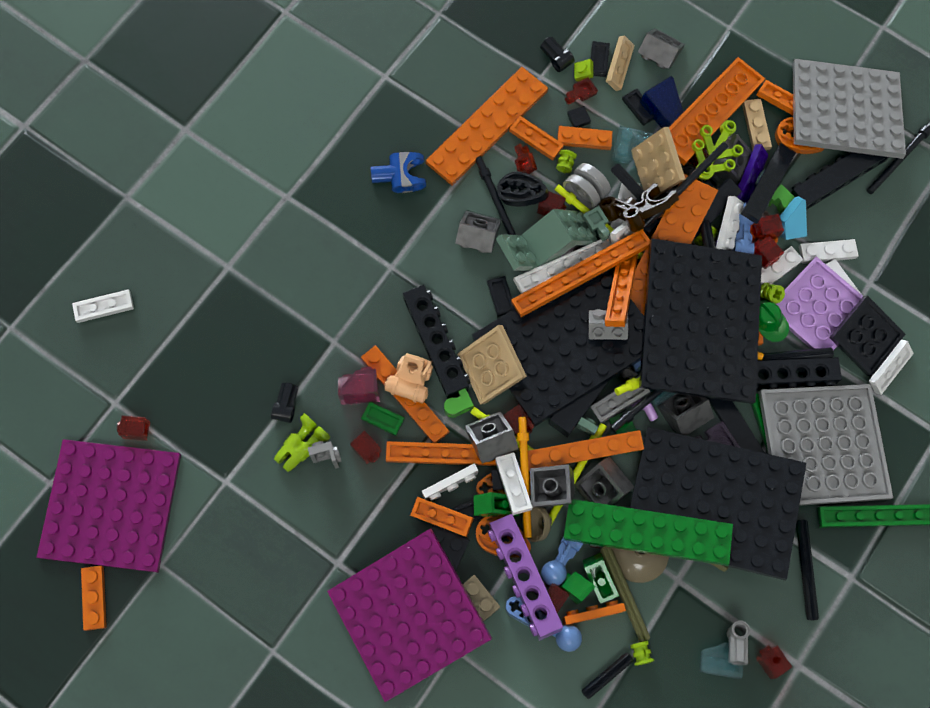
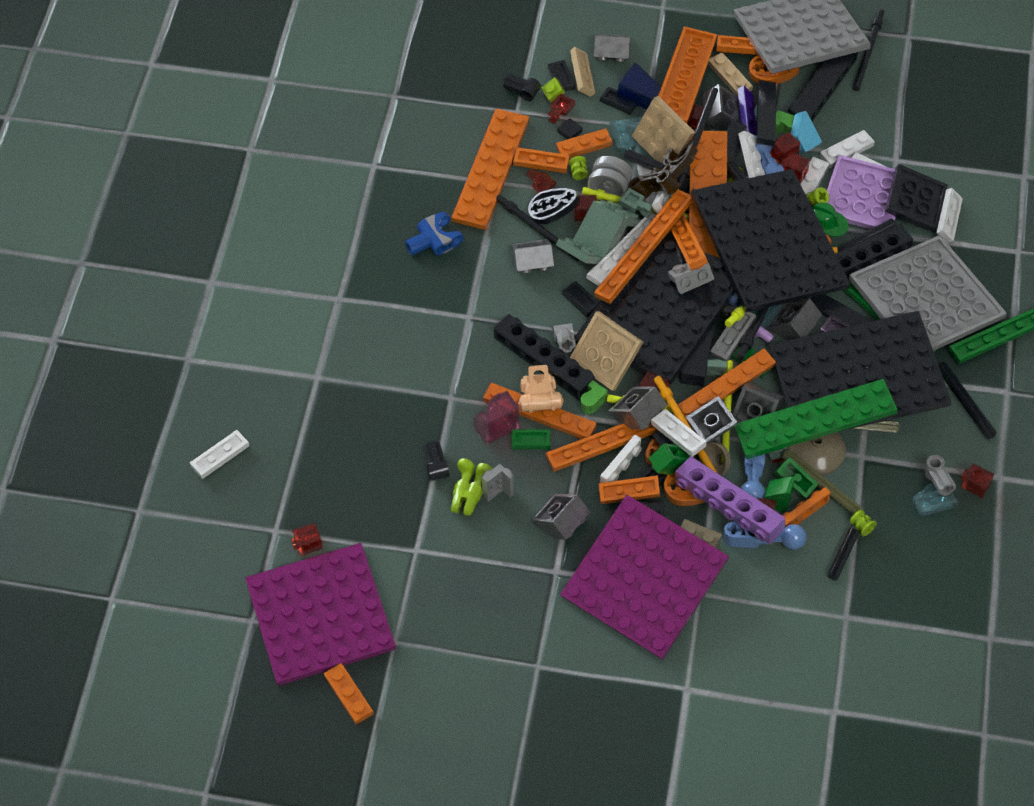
camera: 20 degrees left, 15 degrees down
(366, 448) = (530, 466): clear red brick -> none
(368, 512) = (561, 515): none -> flat silver slope
(463, 329) = (564, 336): none -> light grey piece
(725, 133) = (707, 82): lime plant -> none

